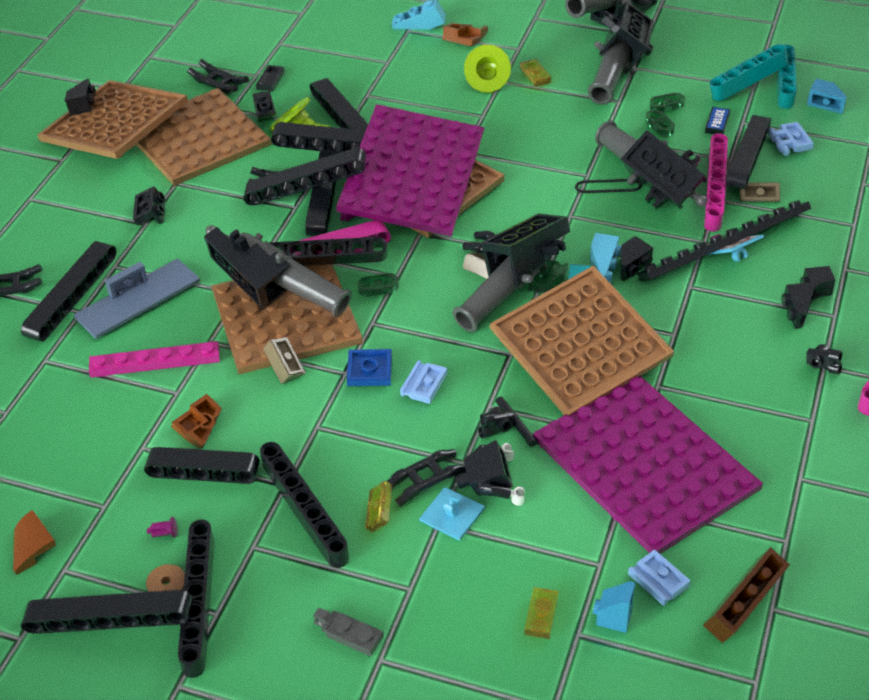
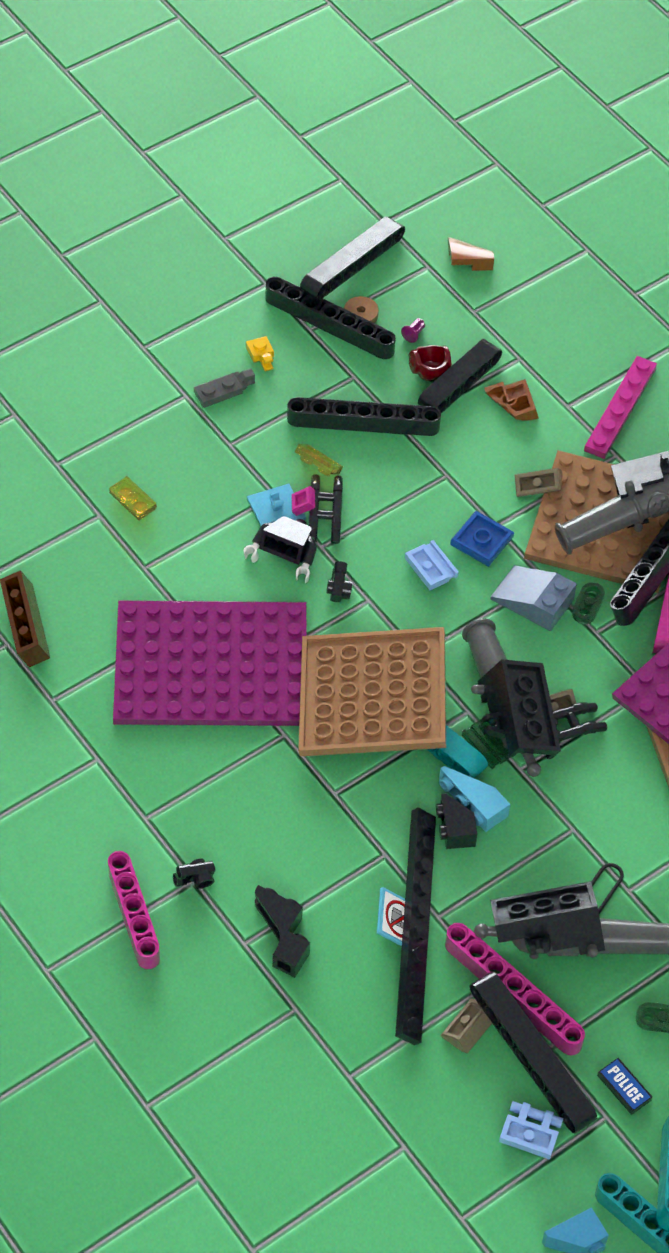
camera: 120 degrees right, 10 degrees up
(202, 487) = (430, 361): none -> dark red hair
(279, 630) = (262, 351): none -> yellow plate
(397, 312) = (536, 595): none -> sand blue slope
(435, 487) = (303, 500): none -> dark pink tile
(518, 424) = (334, 604): black bar -> none
(615, 607) = (90, 535): dark azure slope -> none
(659, 577) = (94, 587): light blue plate -> none

